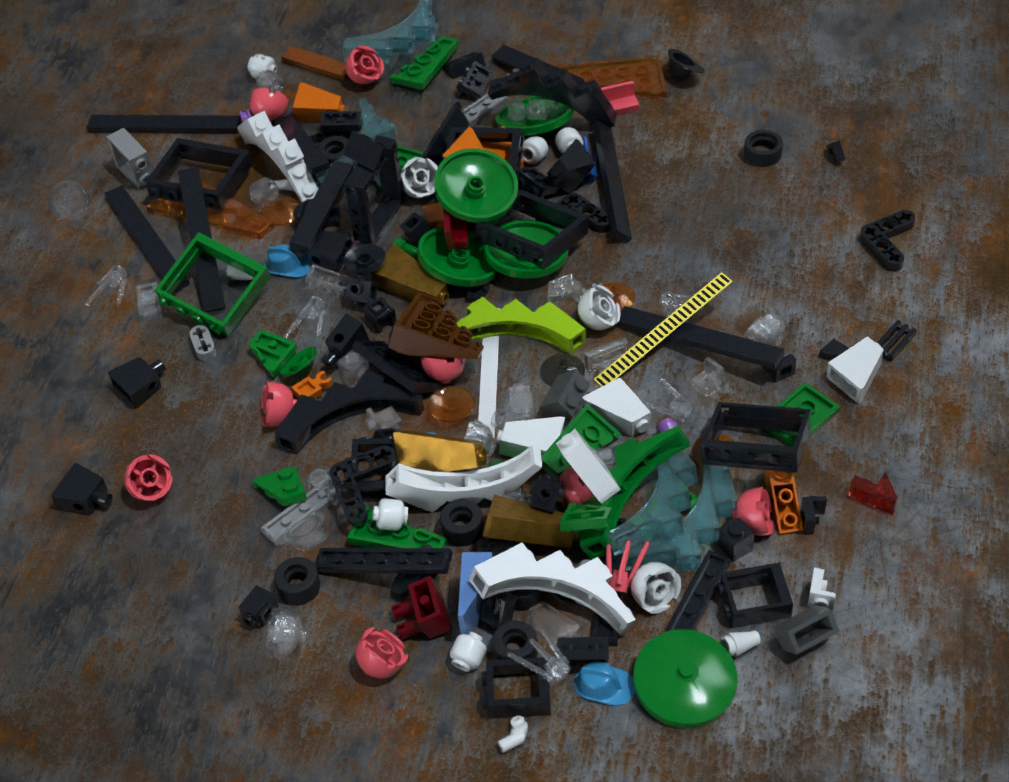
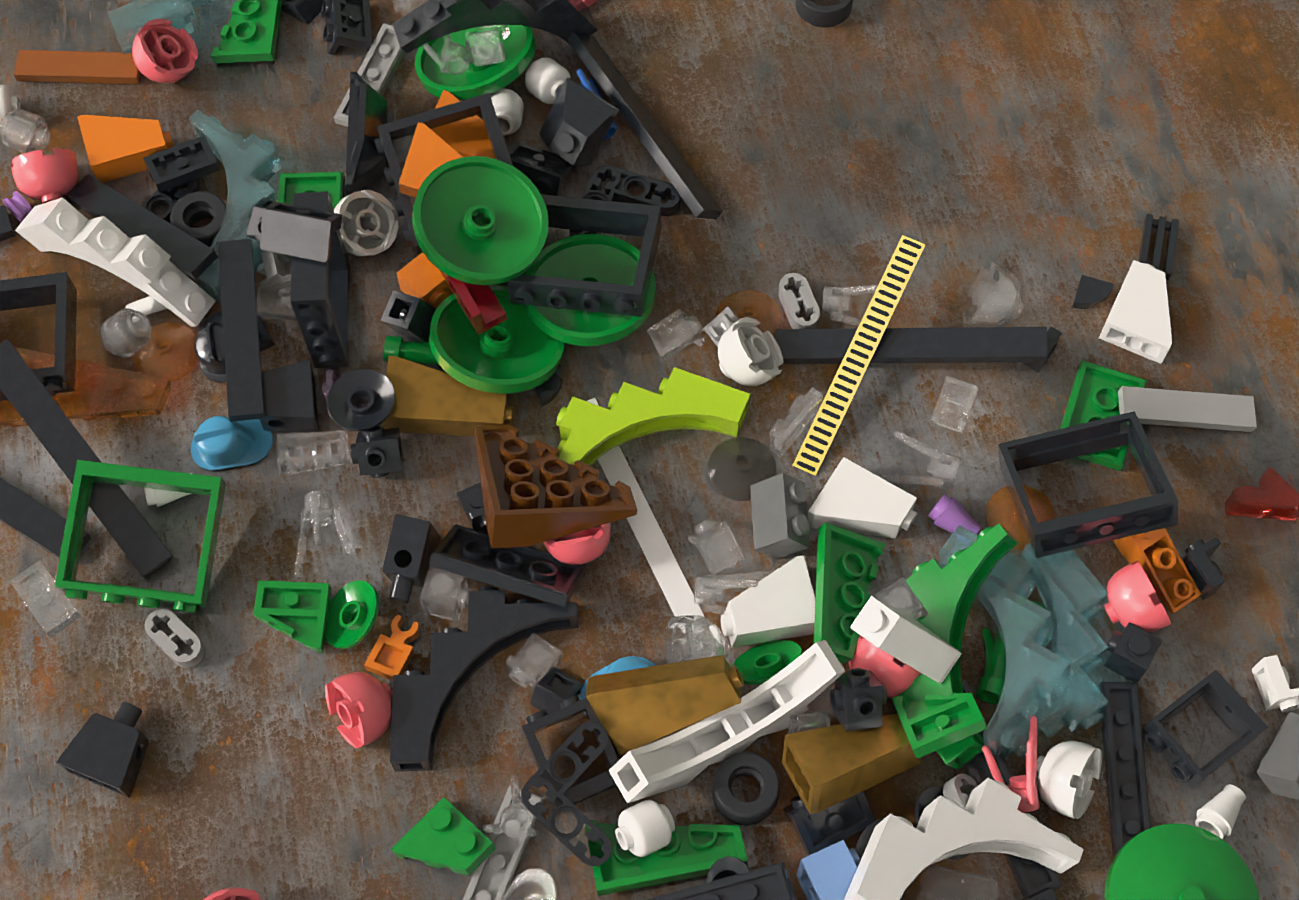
camera: 30 degrees left, 15 degrees up
(378, 309) = (426, 480): black window -> none
(451, 404) = (621, 579): clear orange dish -> none
(652, 298) = (805, 301): none -> light grey beam
(856, 429) = (1189, 408): none -> light grey tile
(900, 222) = (1052, 84): black beam -> none

